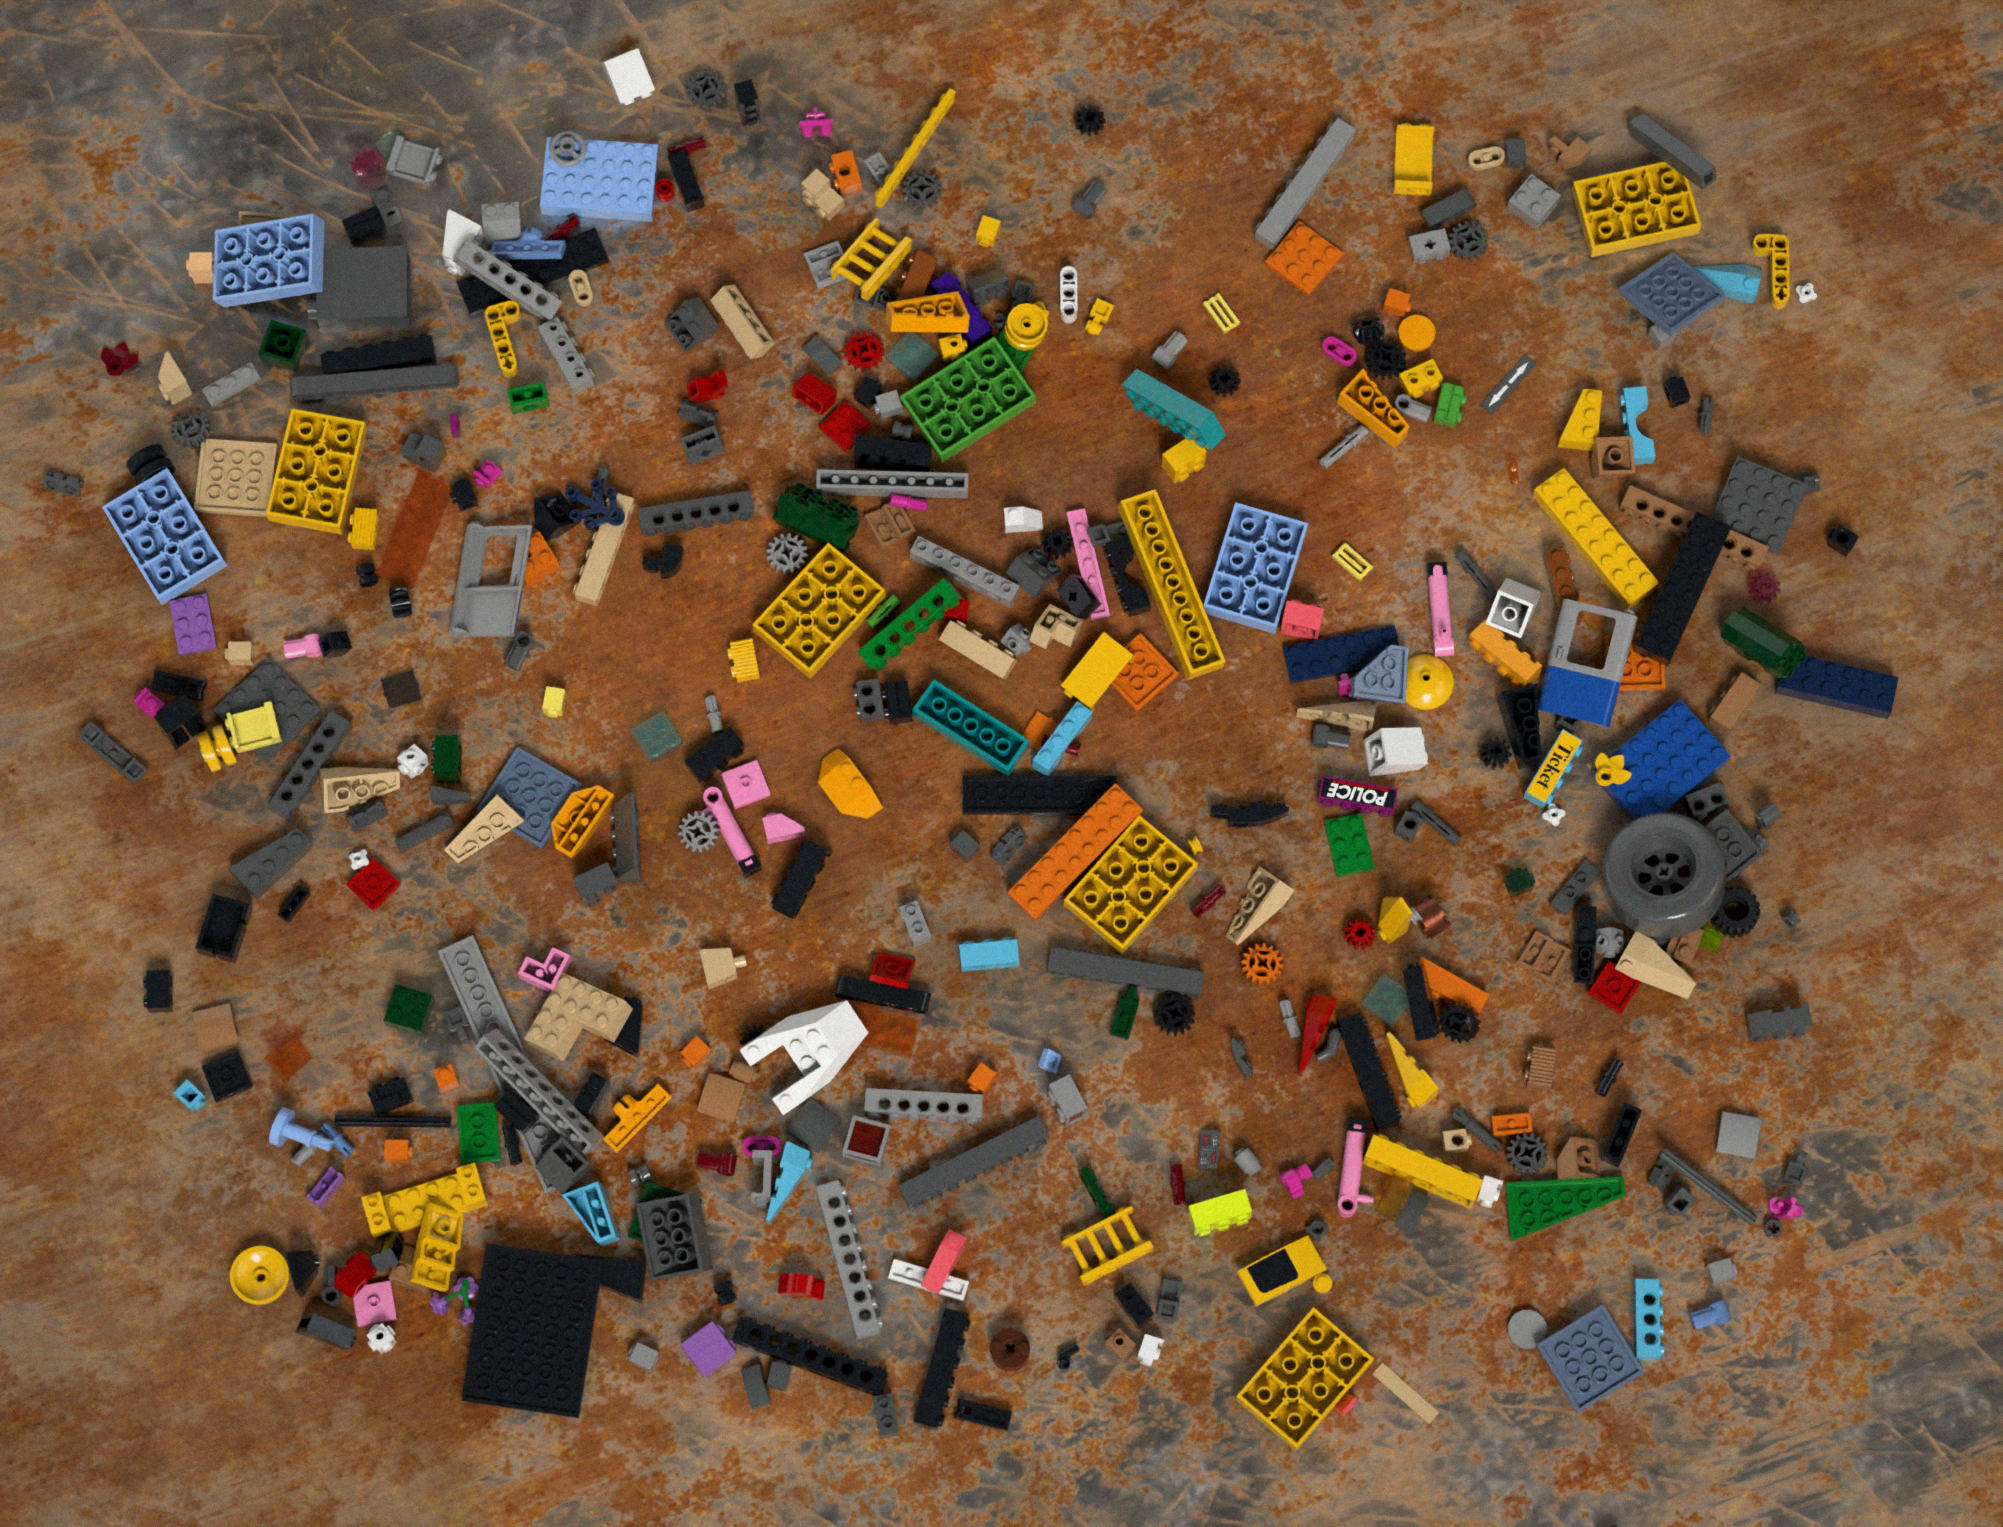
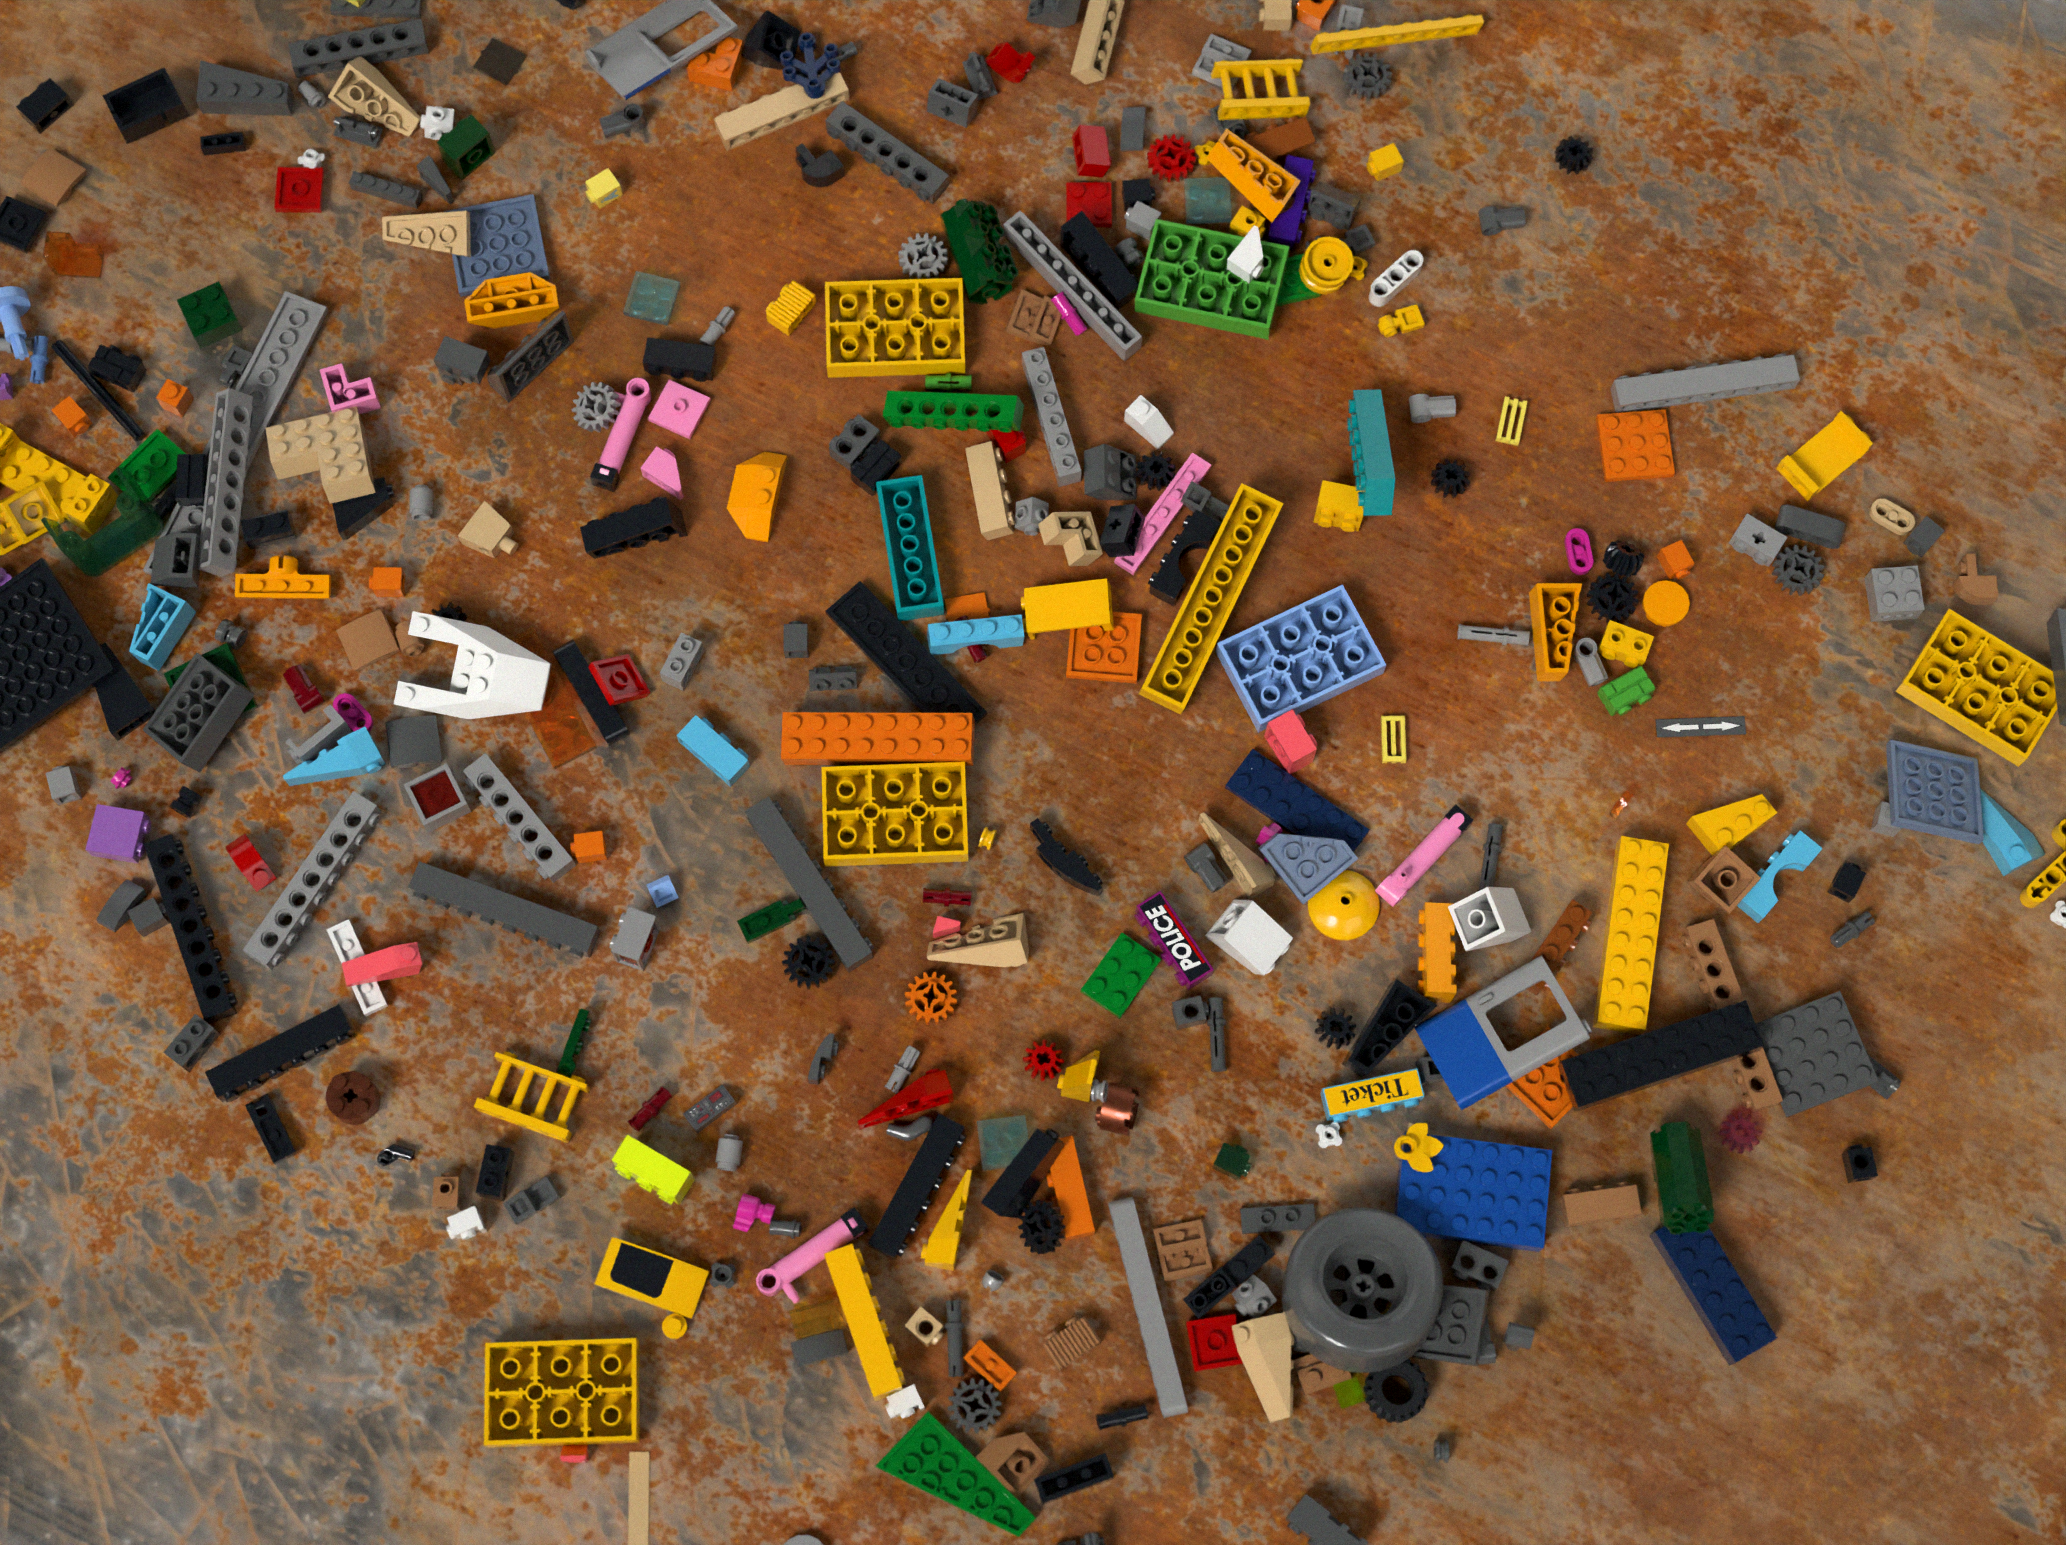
camera: 45 degrees right, 0 degrees up
(313, 821) = (315, 98): none -> light grey pin
(515, 1190) = (118, 539): none -> clear green windscreen
(661, 989) = (421, 502): none -> light grey brick
(671, 1319) = (121, 778): none -> dark pink plate
(882, 333) = (1200, 151): none -> yellow plate
(981, 366) = (1247, 258): none -> white slope
(1225, 917) = (945, 926): none -> coral slope
(1463, 1078) = (993, 1280): none -> light grey hinge
(1559, 1006) = (1148, 1307): none -> light grey beam

